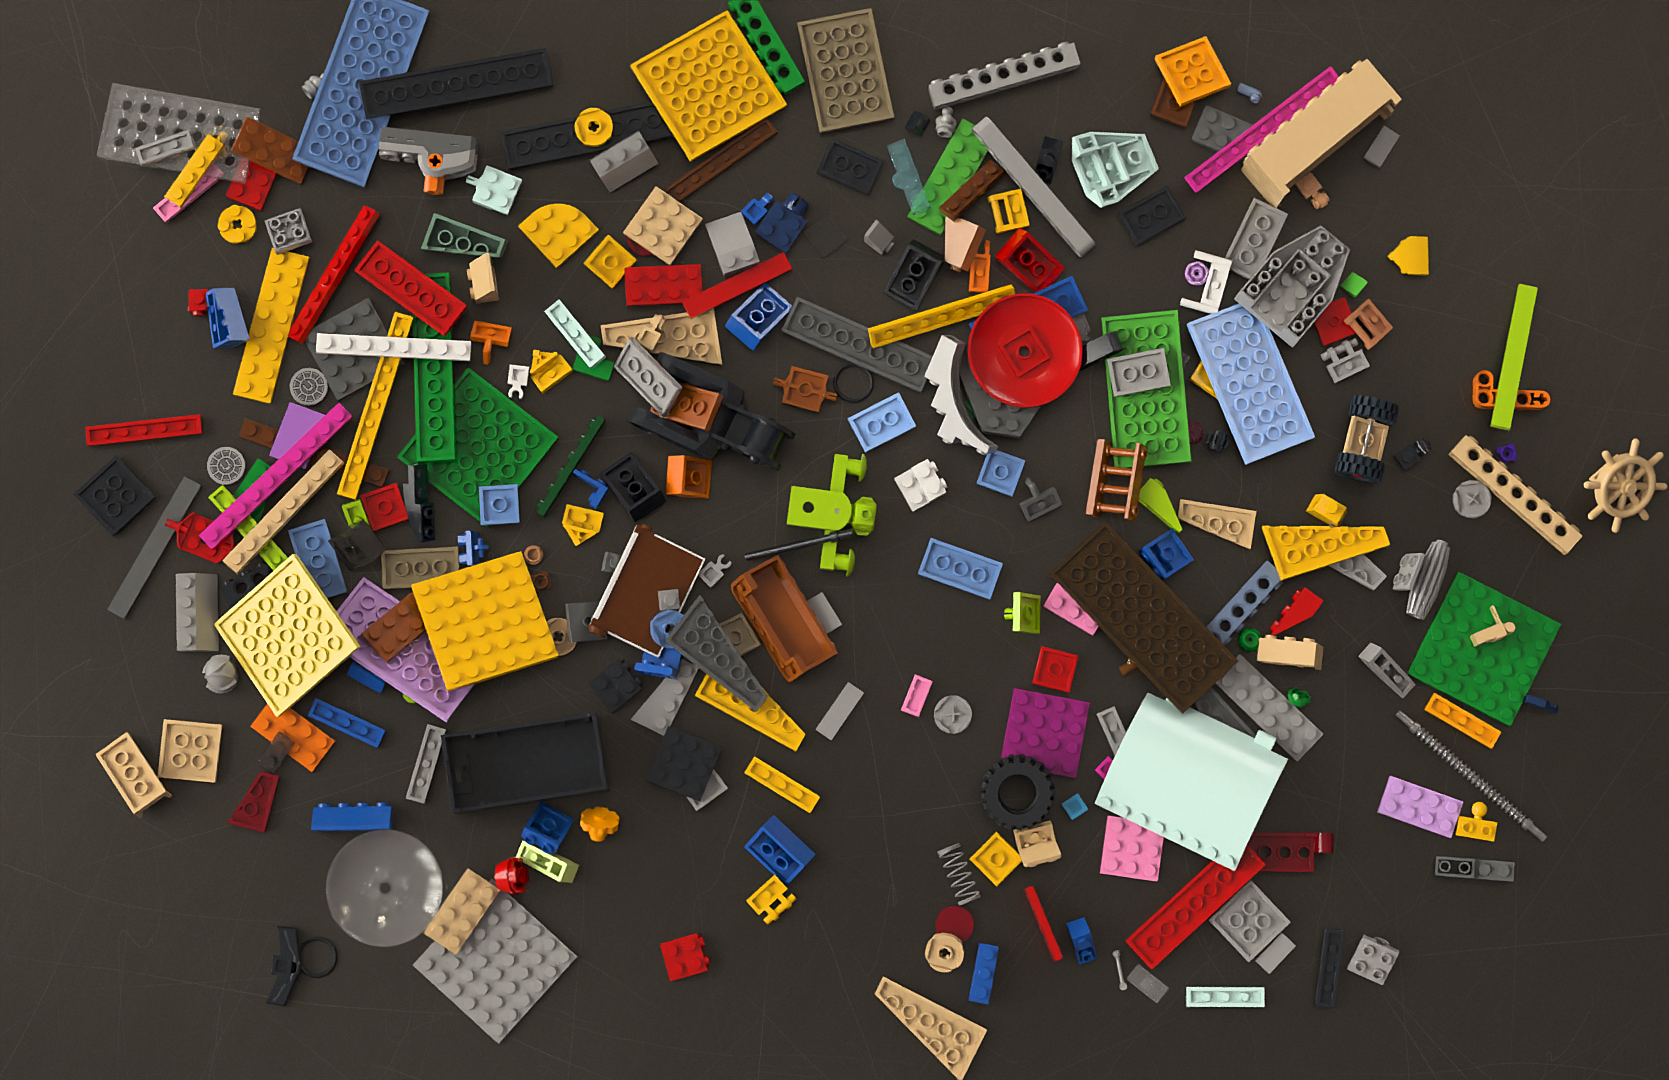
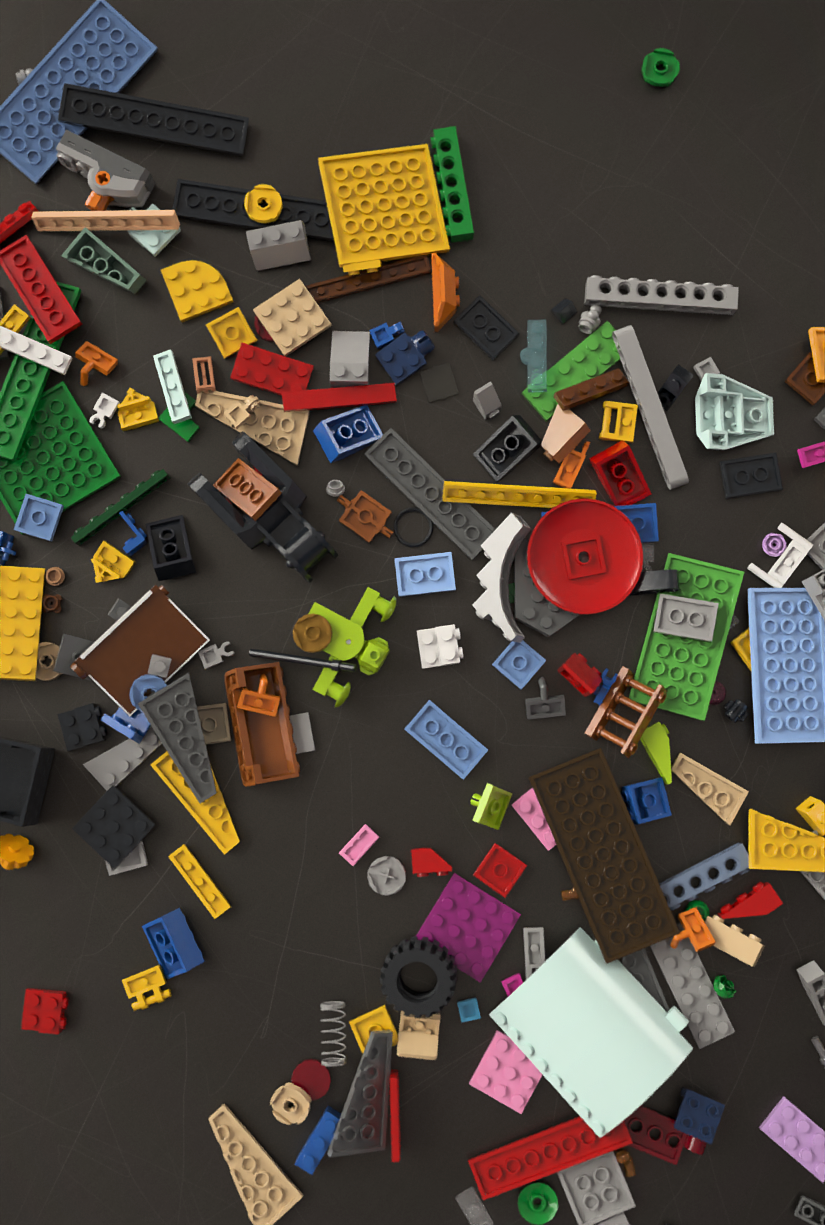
camera: 30 degrees right, 0 degrees up
(450, 199) = (106, 220): none -> light nougat plate
(483, 279) = (109, 305): tan slope -> none
(613, 320) = (204, 387): none -> nougat tile
(648, 377) = (222, 450): light grey tile -> none
(688, 477) = (225, 557): orange slope -> none
(718, 150) = (371, 266): none -> yellow plate
(766, 373) = (335, 488): none -> light grey plate
(773, 597) = (259, 700): none -> orange plate
(797, 147) = (444, 291): none -> orange wedge
(801, 515) = (312, 633): none -> pearl gold tile
(839, 711) = (281, 831): light grey tile -> none
(845, 70) = (515, 238): dark tan plate -> none
(985, 686) = (427, 861): none -> red slope
(1014, 926) = (366, 1109): none -> dark grey wing
(1061, 461) = (580, 674): none -> red slope
(1072, 129) = (704, 367): none -> light grey plate
(1081, 940) = (426, 1144): blue slope -> none
(1086, 469) = (603, 689): none -> blue plate
(1123, 986) = (450, 1203): light grey hinge -> none
(1212, 954) = (541, 1212): none -> green dish
(1251, 653) = (695, 929): none -> orange plate
(1265, 883) = (625, 1158): none -> clear orange arm
(1316, 818) = (698, 1116): none -> dark blue bracket

